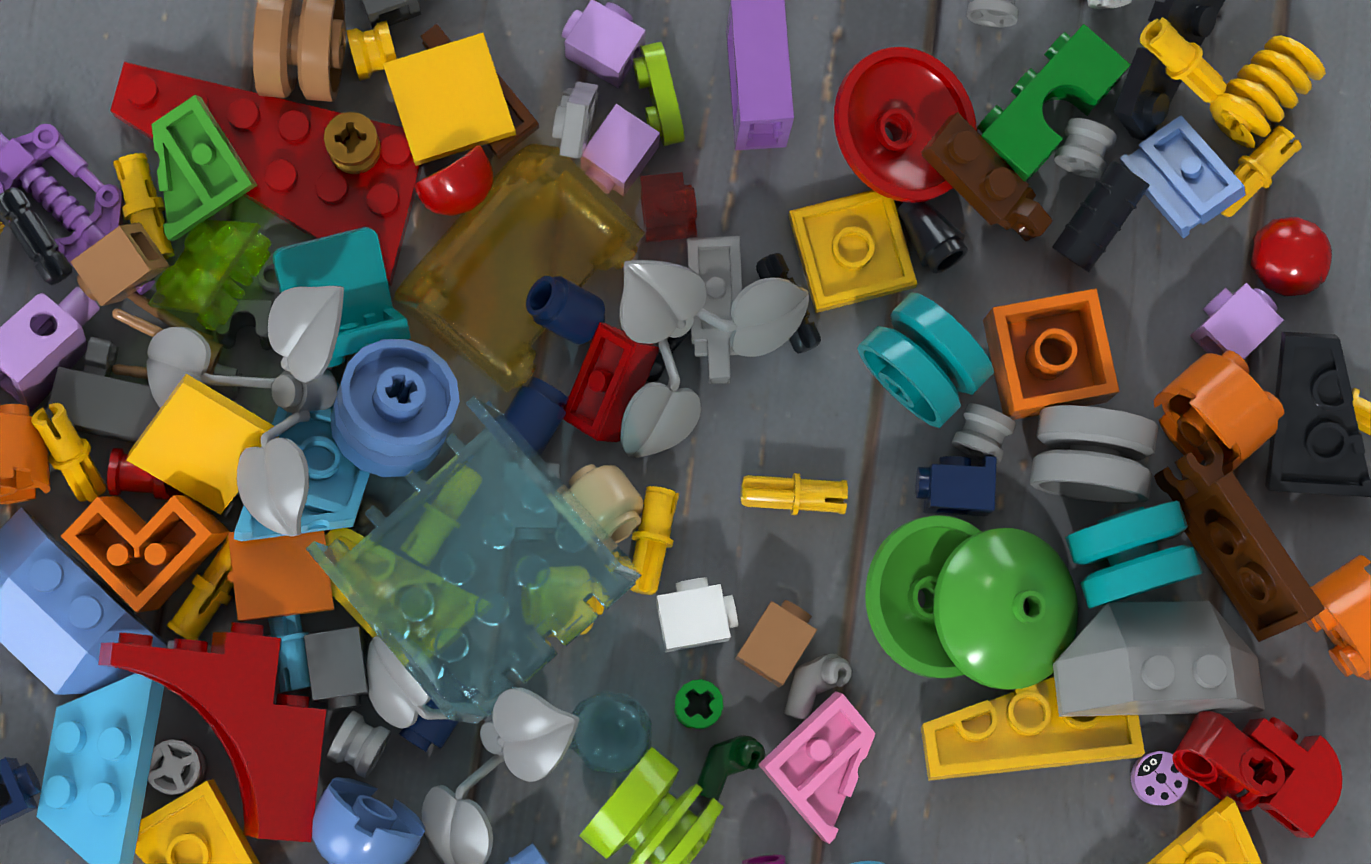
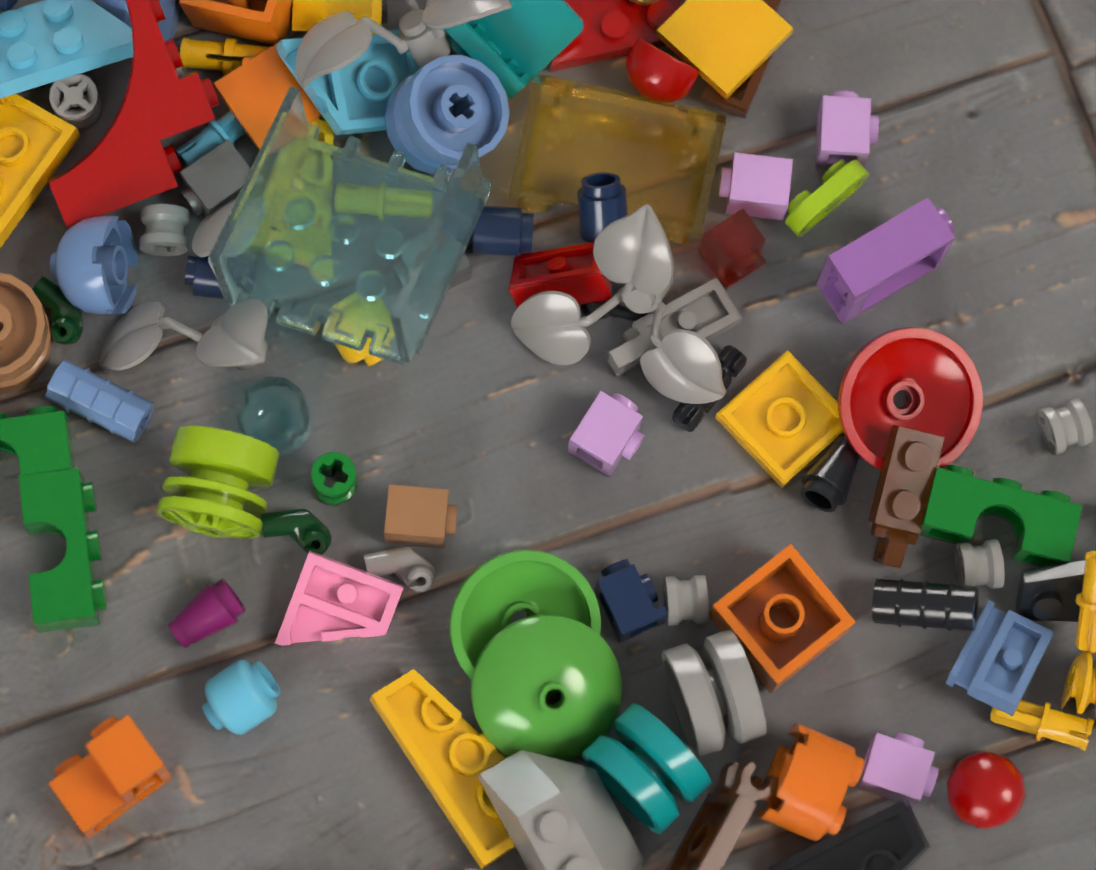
camera: 65 degrees right, 5 degrees down
(575, 118) = (760, 132): light grey hinge -> none
(609, 499) = (462, 322): tan head -> none
(653, 537) = (452, 376): yellow axle -> none
(695, 615) = (405, 439): white brick -> none
(785, 420) = (607, 433): none -> lavender brick
(794, 493) = (551, 471): yellow axle -> none
(925, 359) = (718, 514): teal wheel -> none

